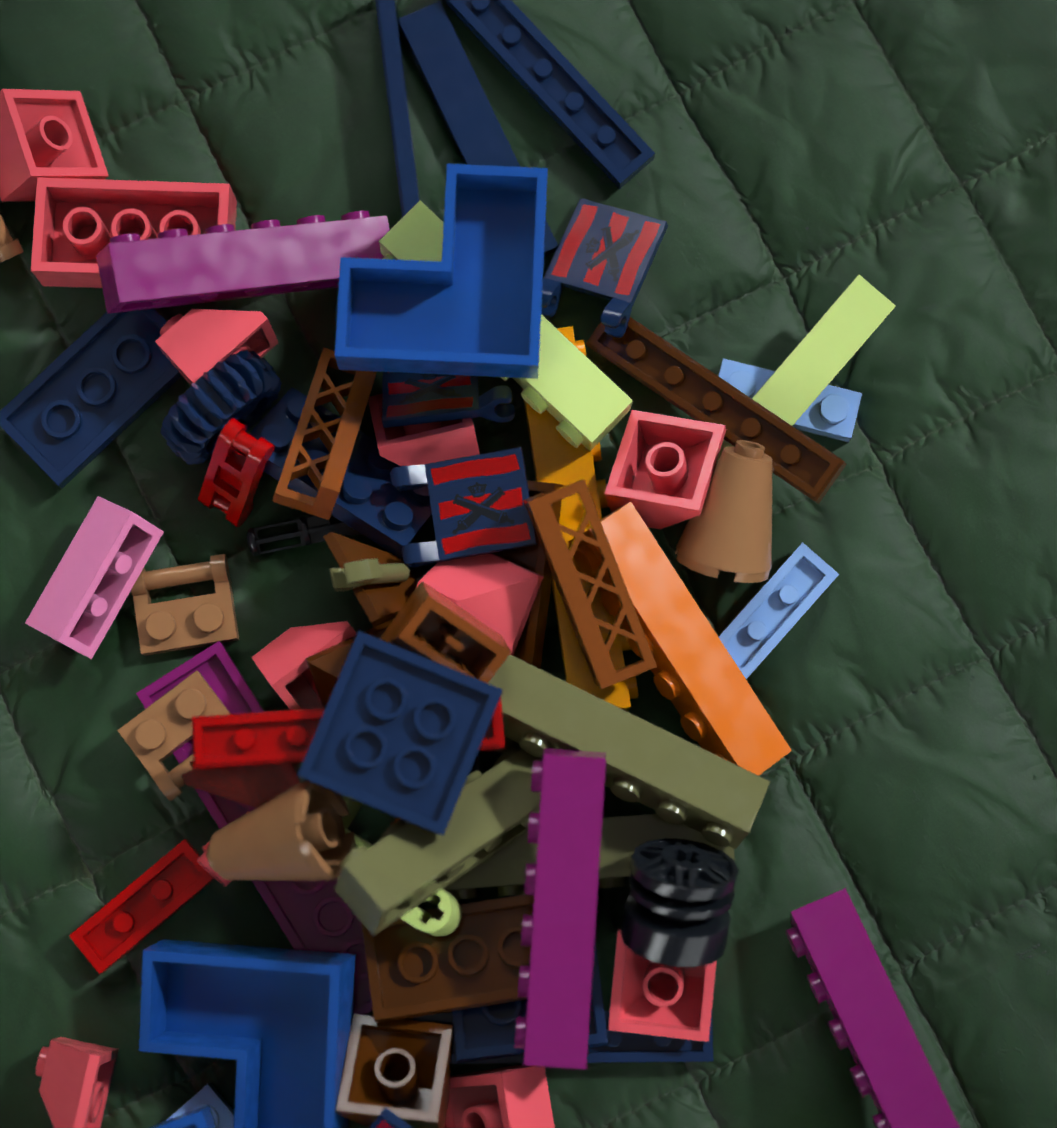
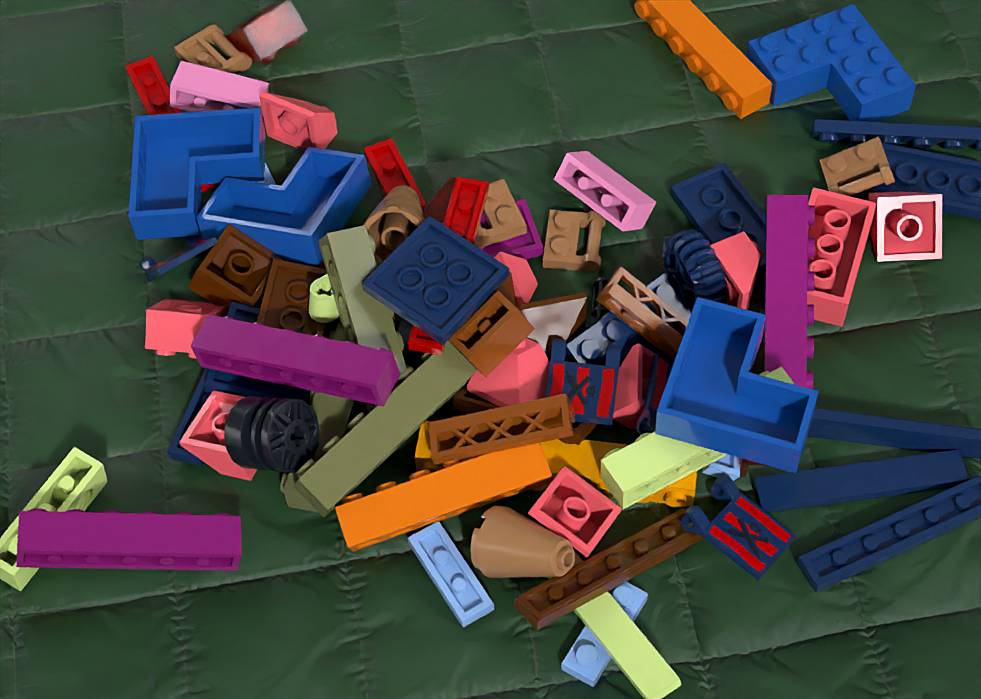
camera: 110 degrees right, 25 degrees down
(232, 475) = (652, 266): red plate -> none
(367, 572) = (551, 297): olive bar -> none

